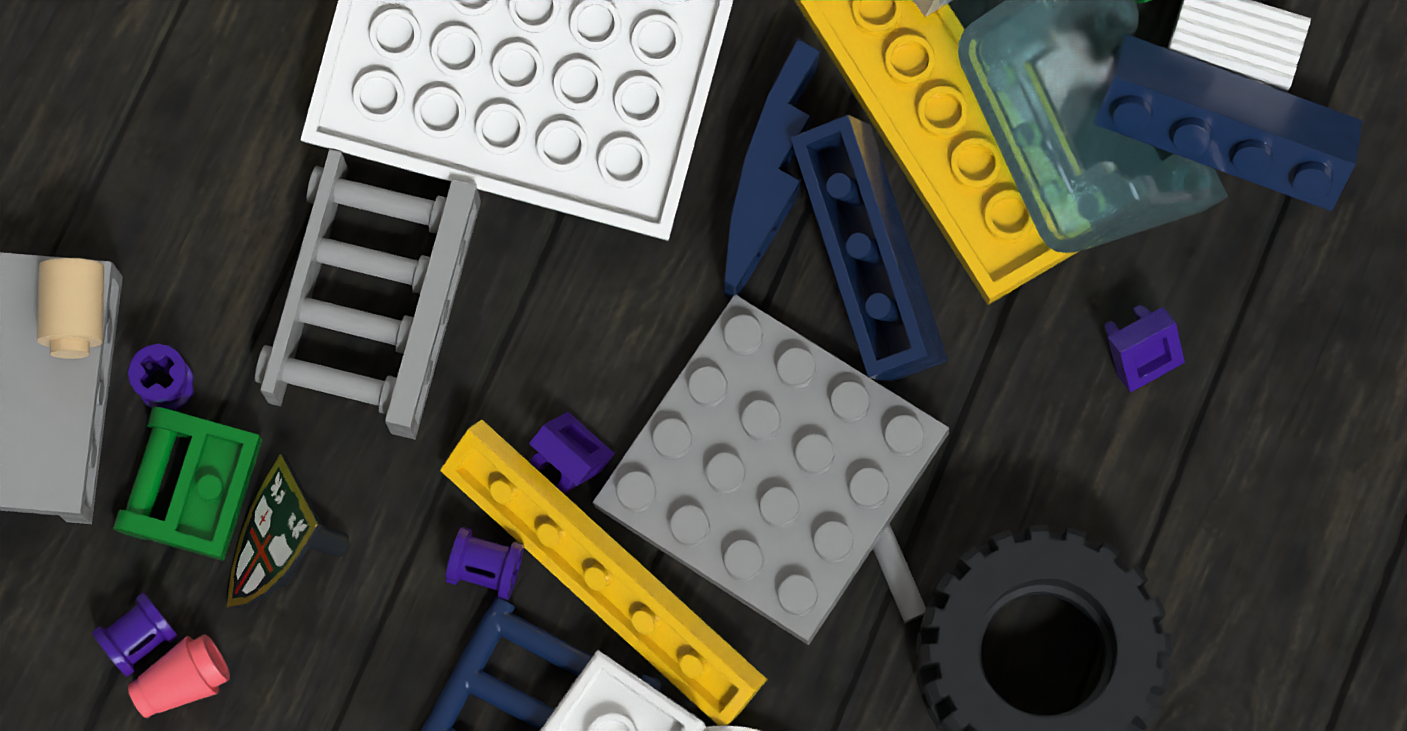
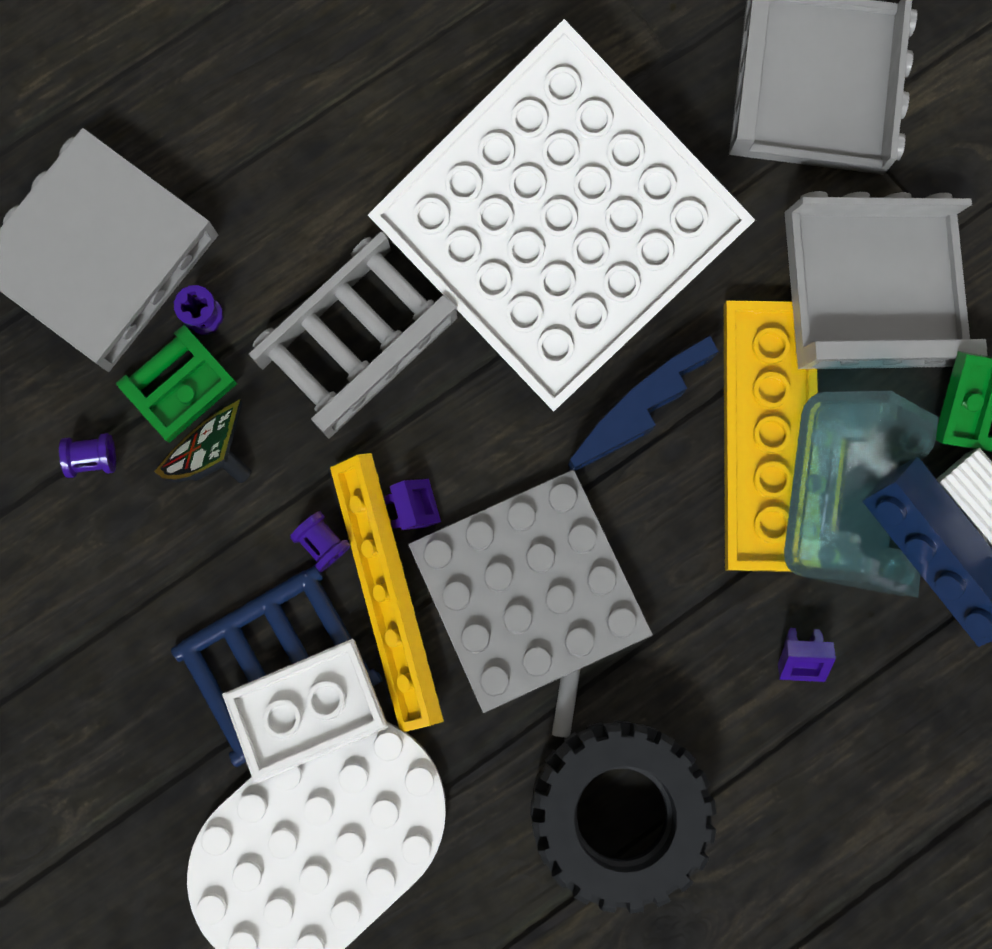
camera: 30 degrees right, 5 degrees up
(70, 306) = (162, 233): tan brick -> none
(180, 677) = (101, 497): coral cone -> none
(869, 249) = (672, 492): dark blue brick -> none

